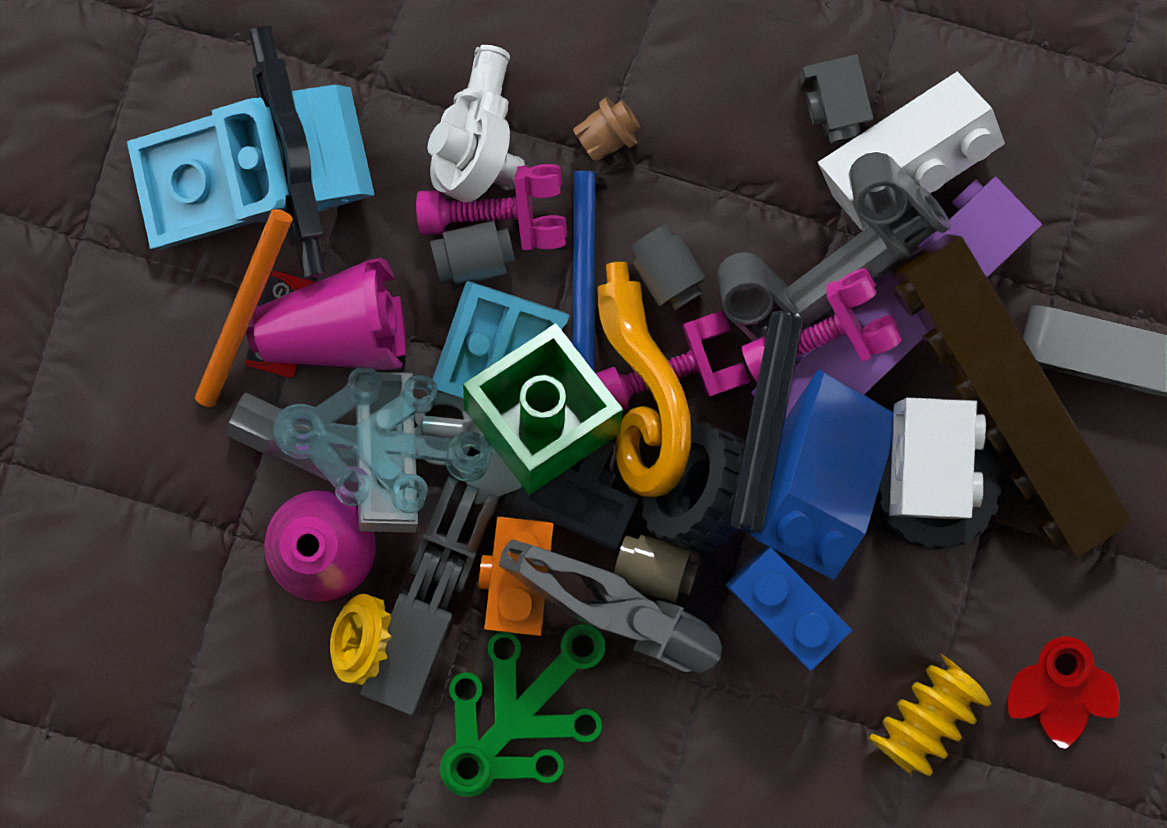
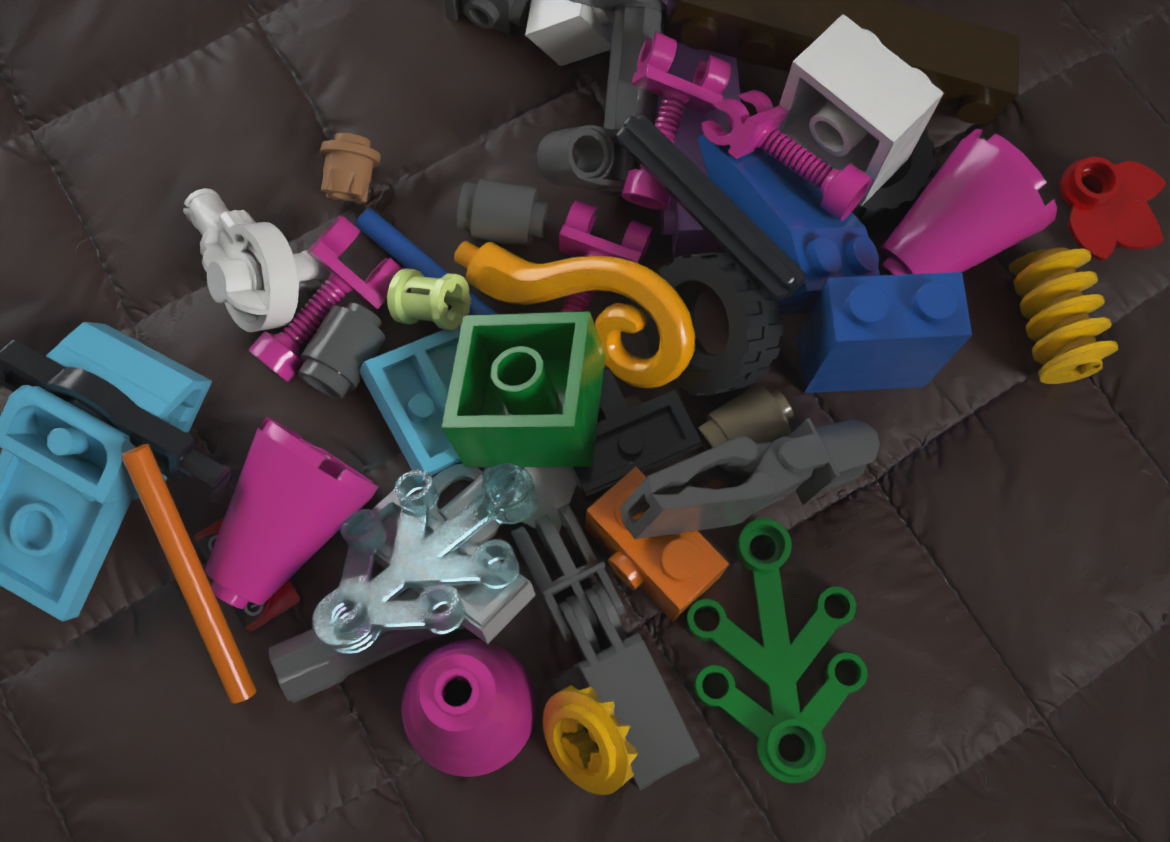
camera: 50 degrees left, 15 degrees down
(562, 258) = (428, 298): none -> yellowish green bush
(860, 497) = (840, 188): none -> dark pink bar
(940, 593) = (970, 210): none -> dark pink cone

